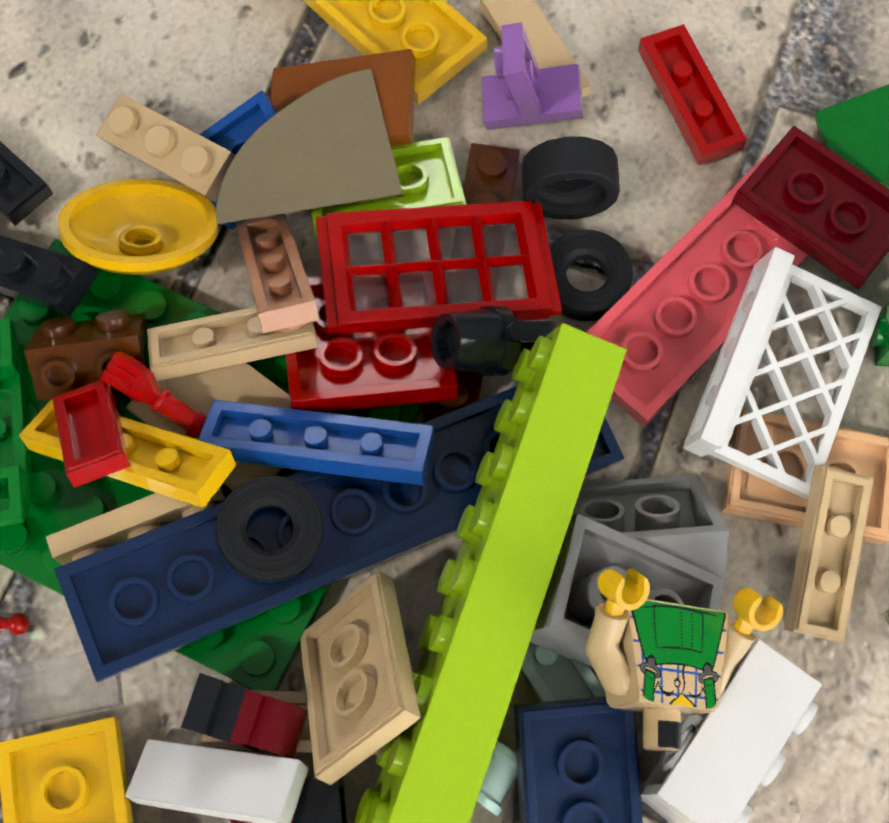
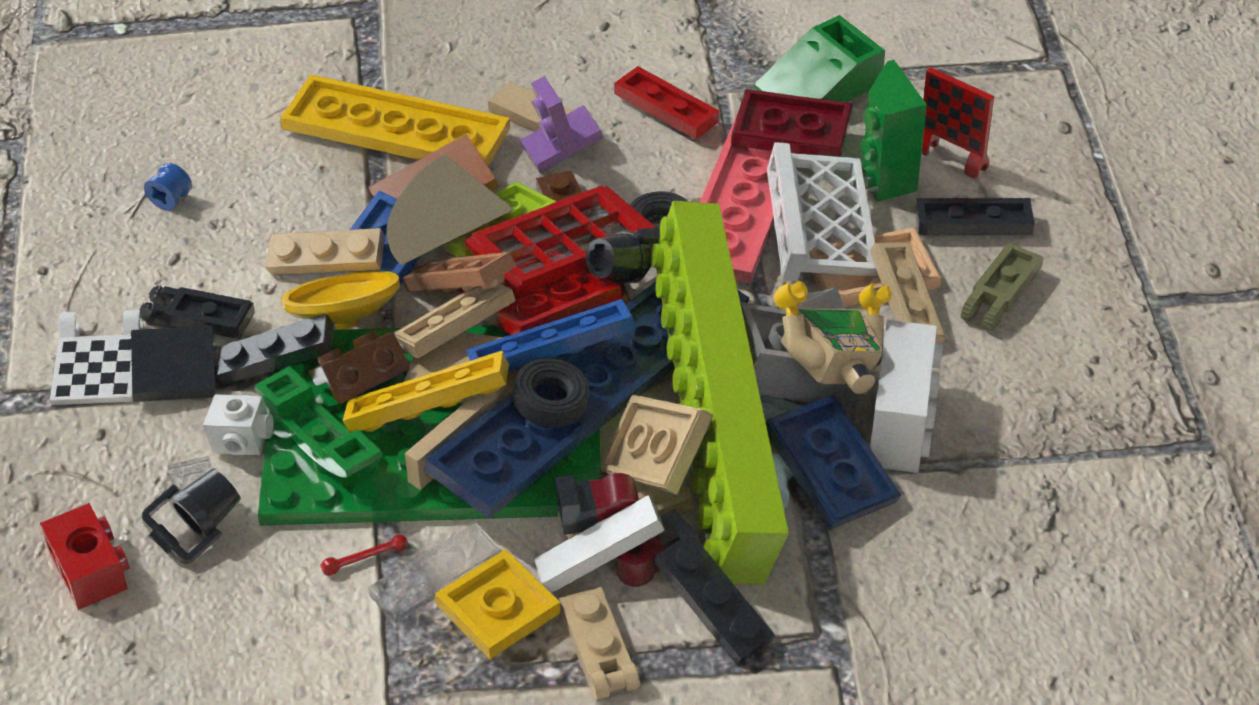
camera: 25 degrees left, 25 degrees down
(90, 433) = (398, 387): red tile -> none
(140, 385) = (410, 358): red piece -> none
(579, 158) = (608, 150): black tyre -> none

